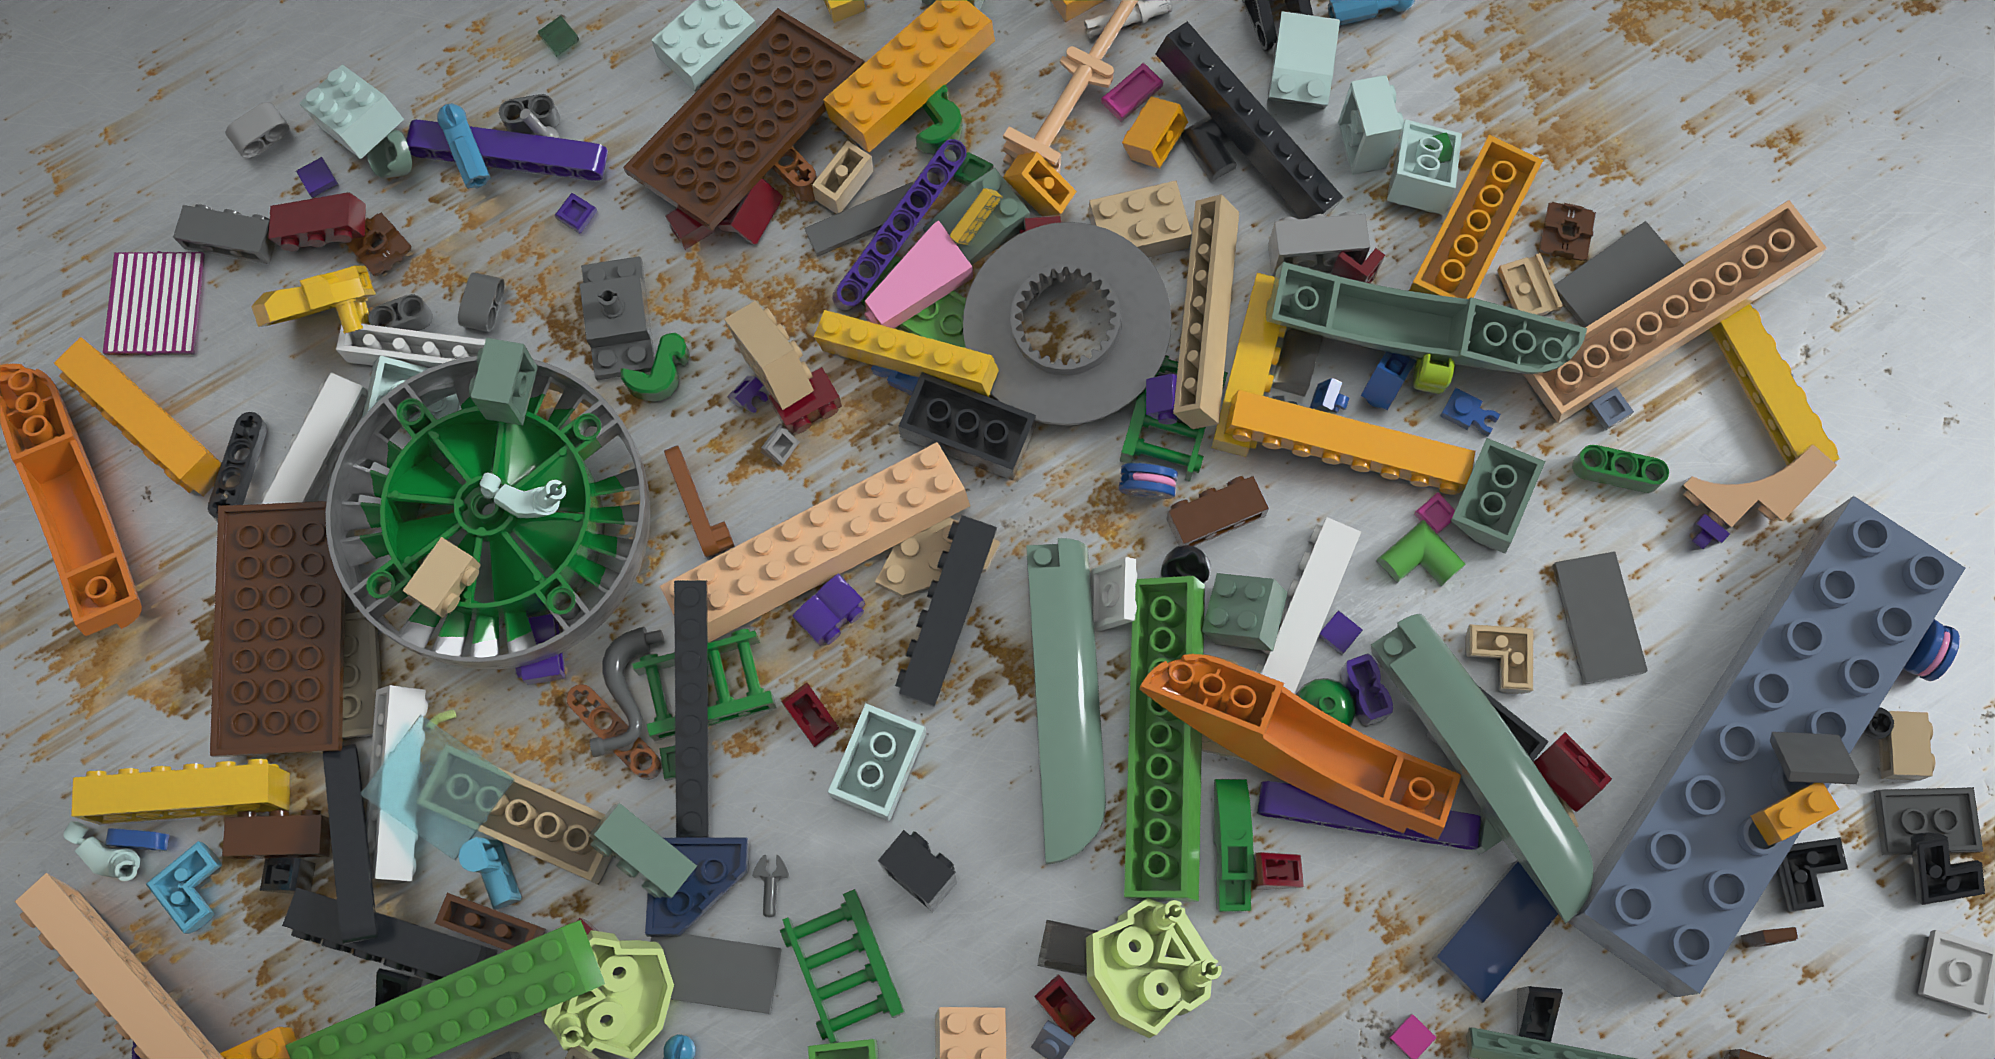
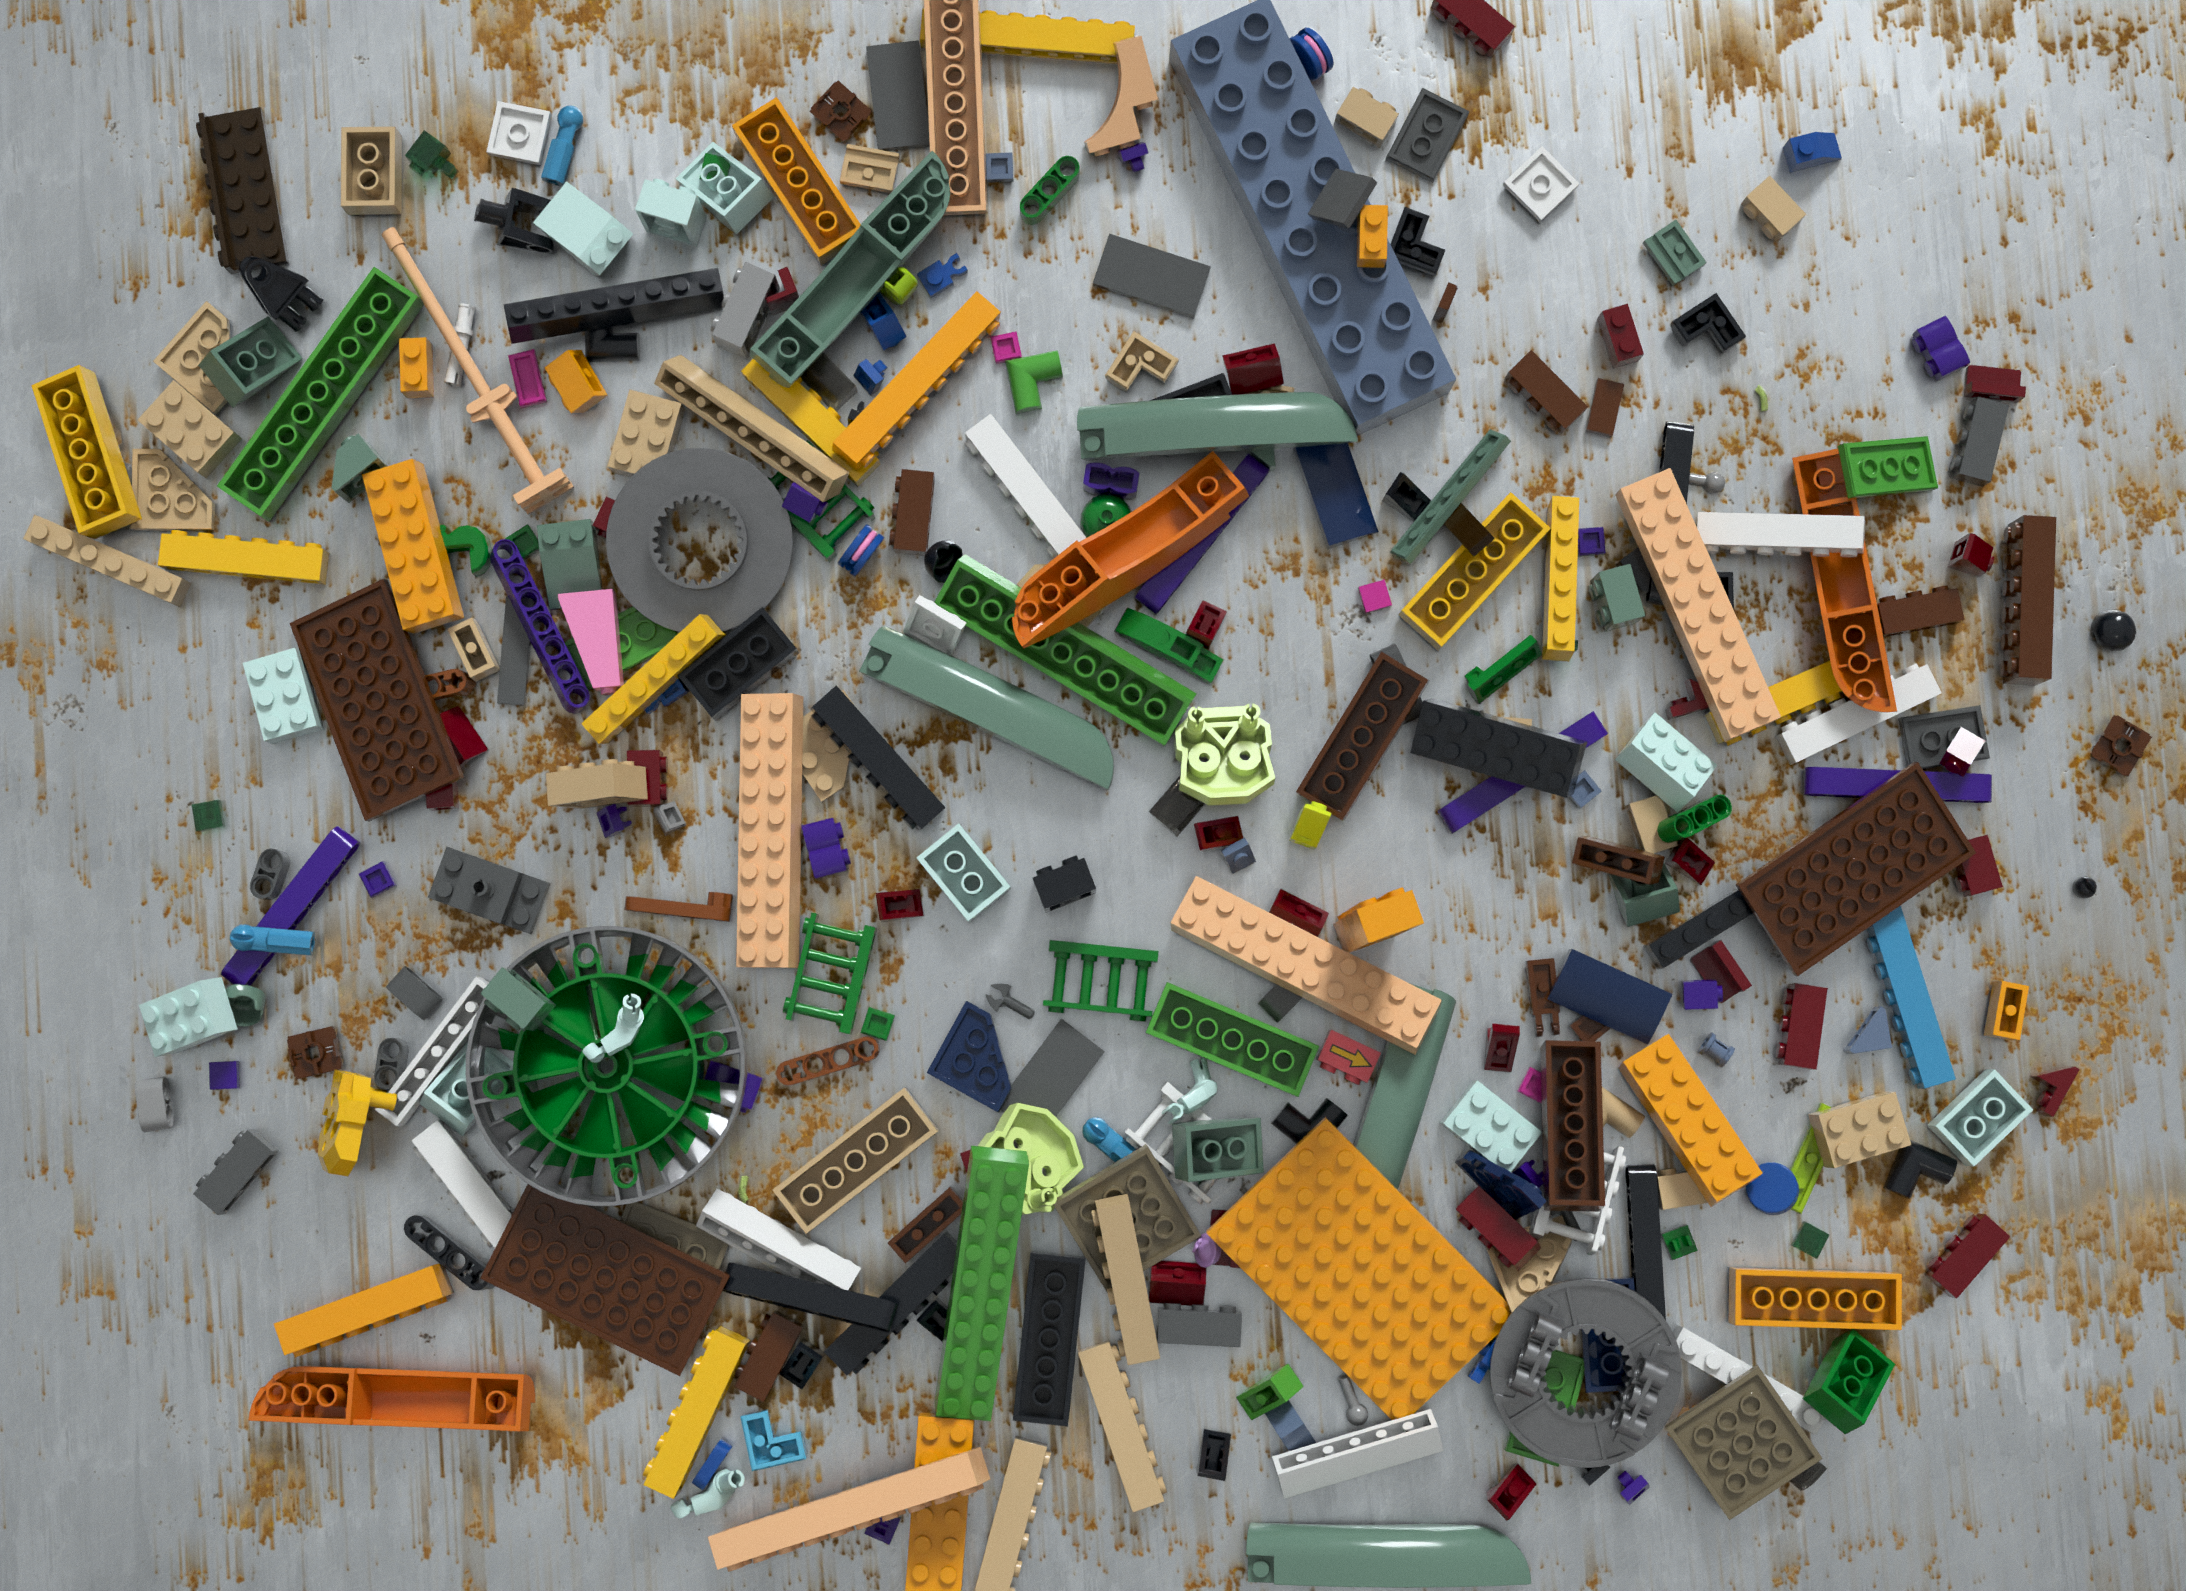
camera: 65 degrees left, 10 degrees up
(153, 303) = (261, 1259): piece -> none
(317, 221) = (270, 1091): dark red brick -> none
(437, 787) = (802, 1211): clear light blue piece -> none
(442, 578) = (649, 1123): tan brick -> none
(491, 861) = (877, 1202): medium azure brick -> none
(537, 127) = (290, 871): light grey bar -> none
(613, 668) = (775, 1034): dark grey animal -> none
(641, 852) = (939, 1081): sand green brick -> none
(664, 375) = (562, 878): green animal -> none
(691, 708) = (846, 990): black plate -> none
(975, 216) = (571, 563): yellow tile -> none
(1039, 184) = (570, 497): light orange brick -> none
(1244, 611) = (1003, 536): sand green brick -> none
(1340, 632) = (1056, 473): dark purple tile -> none
(1497, 494) = (1019, 295): sand green slope -> none
(1880, 725) = (1343, 126): black cone -> none
(1937, 878) = (1468, 156): black brick -> none

